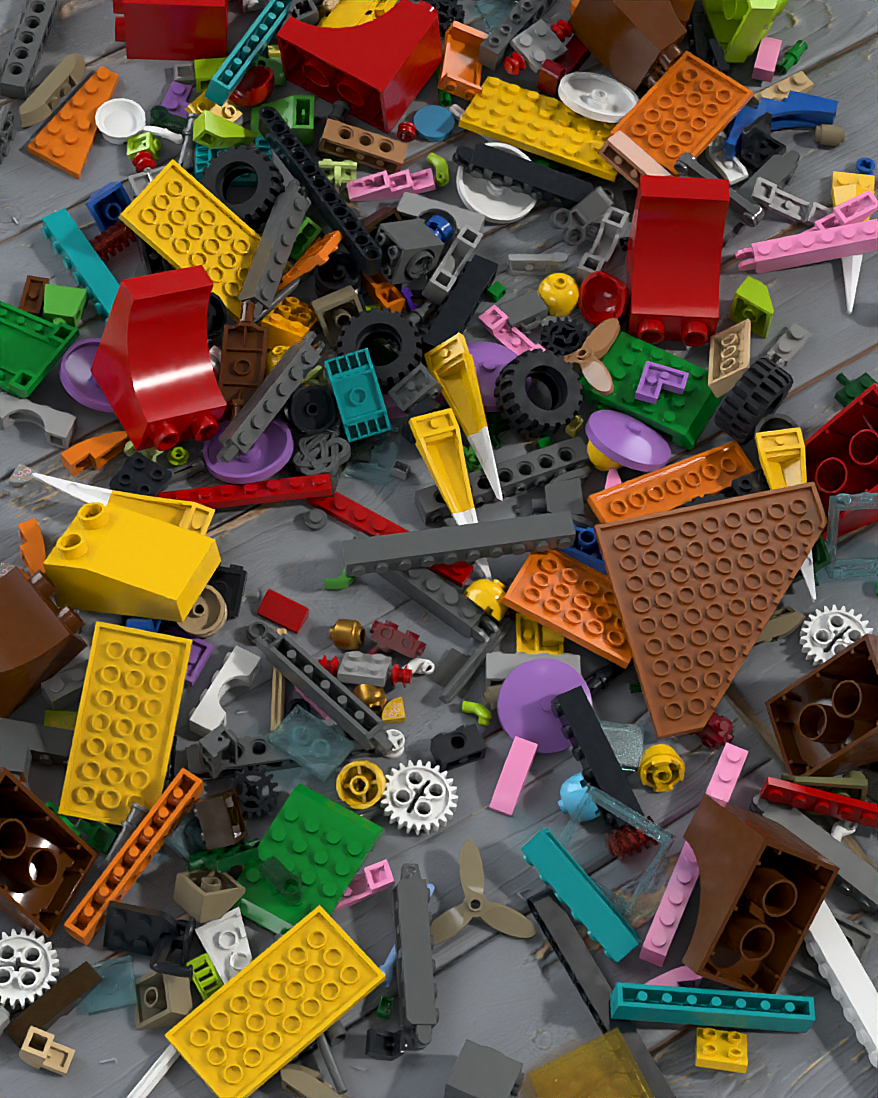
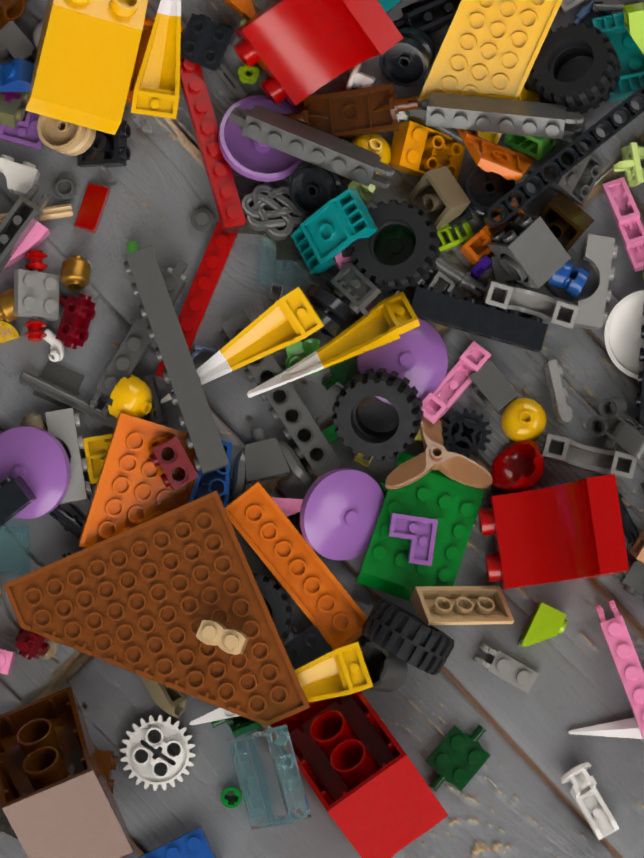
camera: 80 degrees right, 25 degrees up
(479, 710) = (18, 412): lime arm -> none
(496, 291) = (515, 355): green piece -> none
(558, 564) = (177, 459): none -> dark red brick
(739, 537) = (228, 640): none -> tan brick

